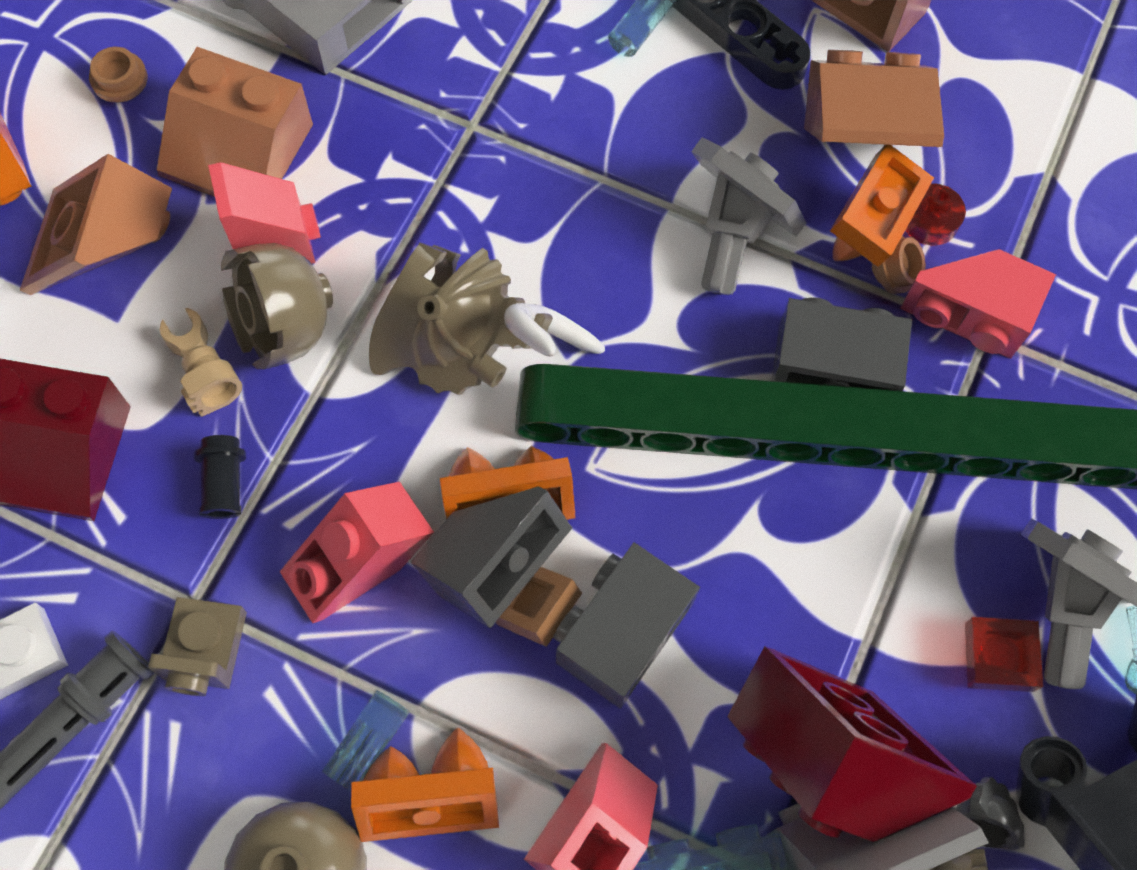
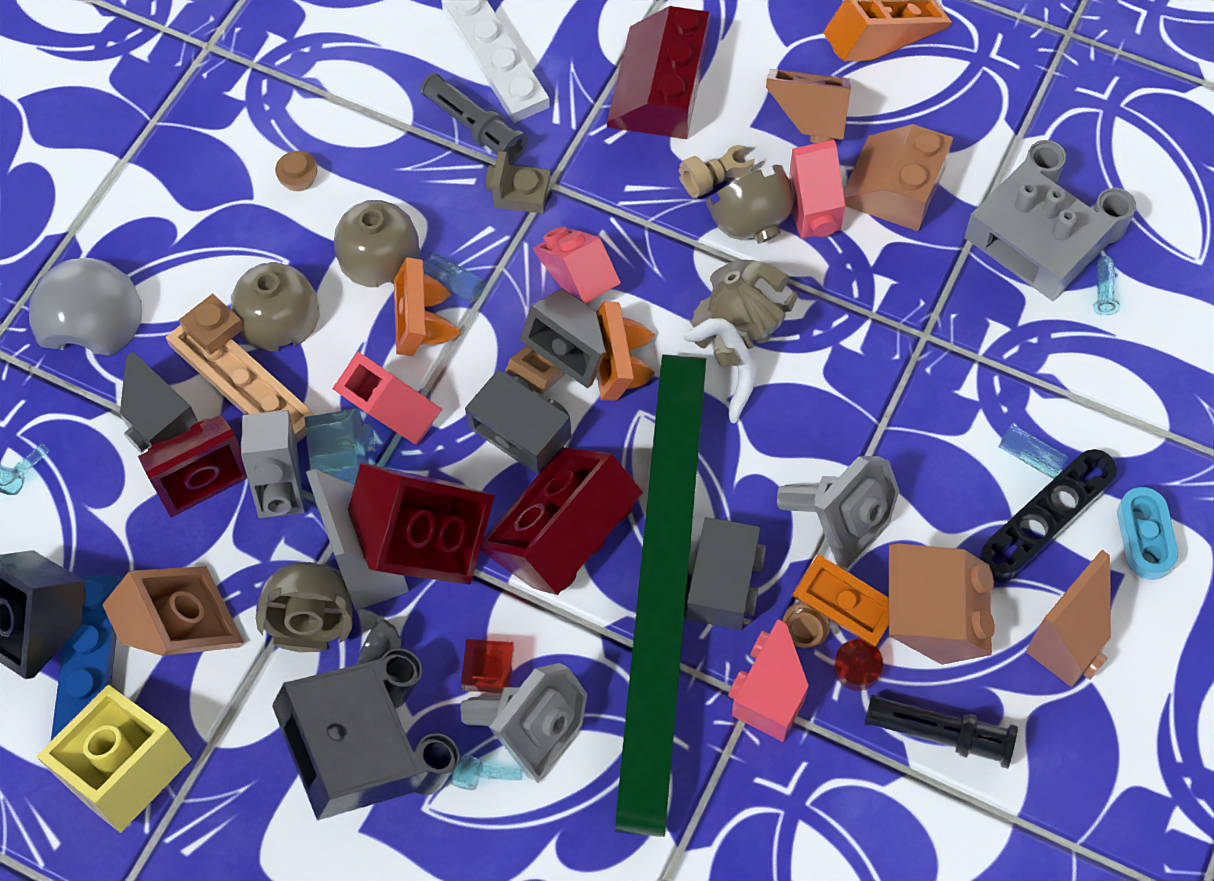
camera: 95 degrees right, 5 degrees down
(117, 74) = (945, 104): medium nougat plate -> none
(220, 476) = (631, 187): black pin -> none
(777, 561) = (562, 518): none -> dark red slope
(1011, 107) = (882, 713): none -> black pin

